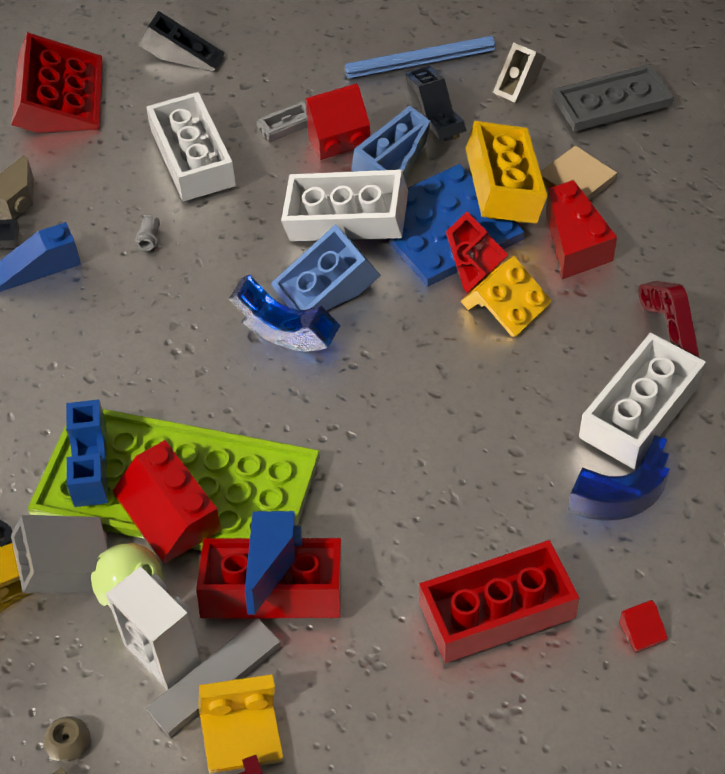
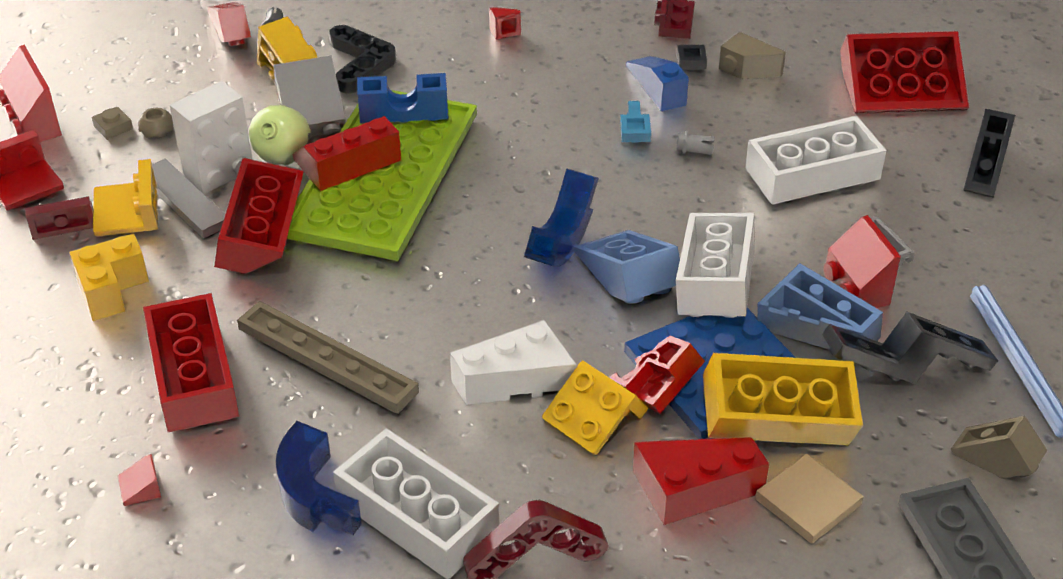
camera: 90 degrees right, 10 degrees down
(115, 277) = (634, 125): none -> dark azure plate
(270, 553) = (257, 190): blue slope -> none
(364, 724) = (105, 271): none -> yellow brick
(462, 499) = (329, 357): none -> dark tan plate
(469, 348) = (511, 364): none -> white wedge

